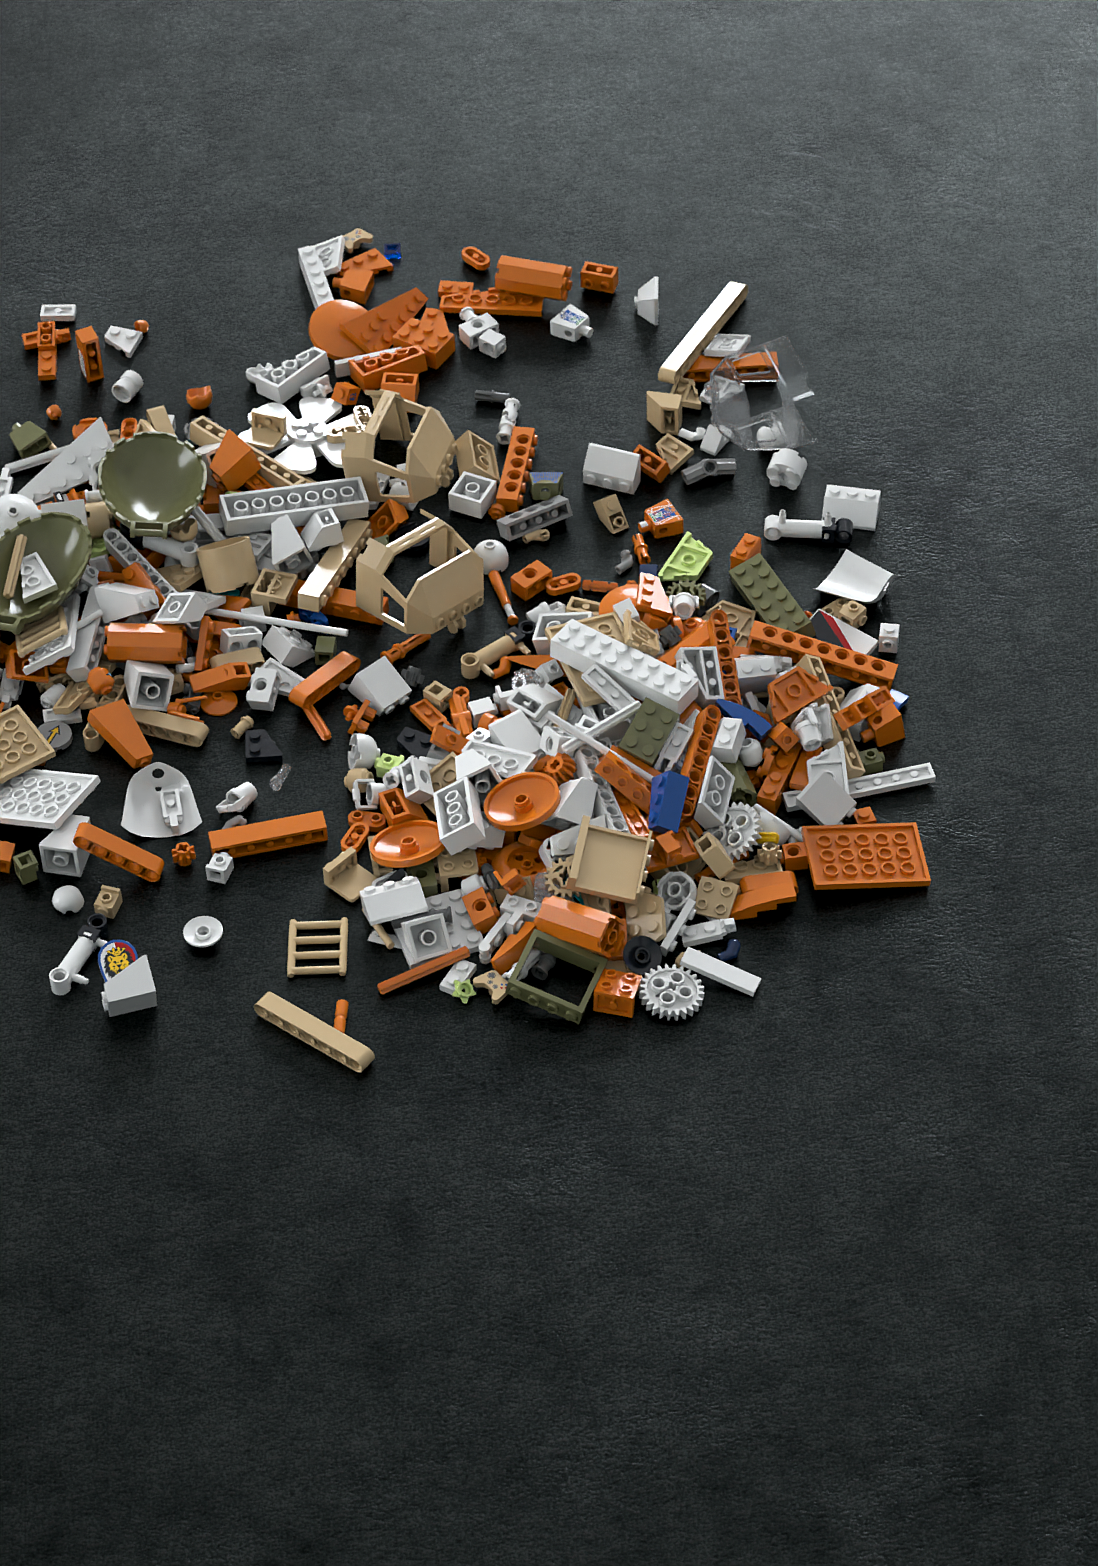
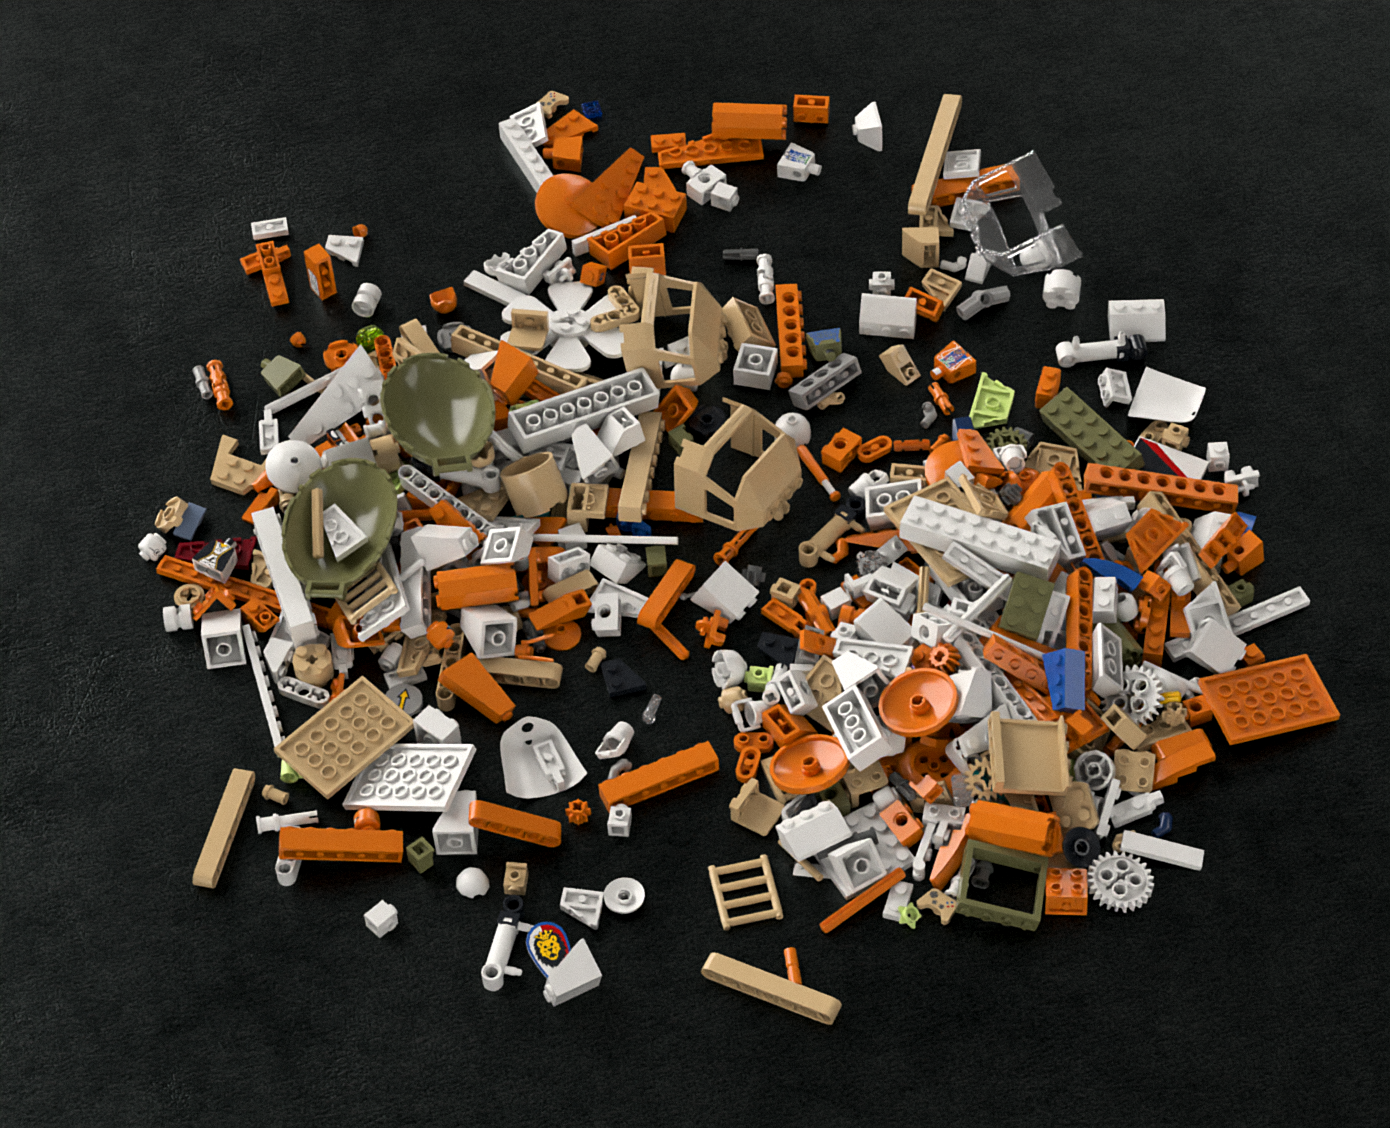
camera: 10 degrees left, 5 degrees up
(71, 758) = (435, 728): none -> white brick
(116, 417) = (367, 336): none -> clear neon green head
(163, 934) = (583, 905): none -> white wing
(247, 392) = (491, 288): none -> white tile
(476, 258) = (679, 105): orange plate -> none
(617, 438) = (881, 283): none -> white brick
(810, 562) = (1114, 387): none -> white bracket
(906, 663) = (1246, 480): none -> white hips

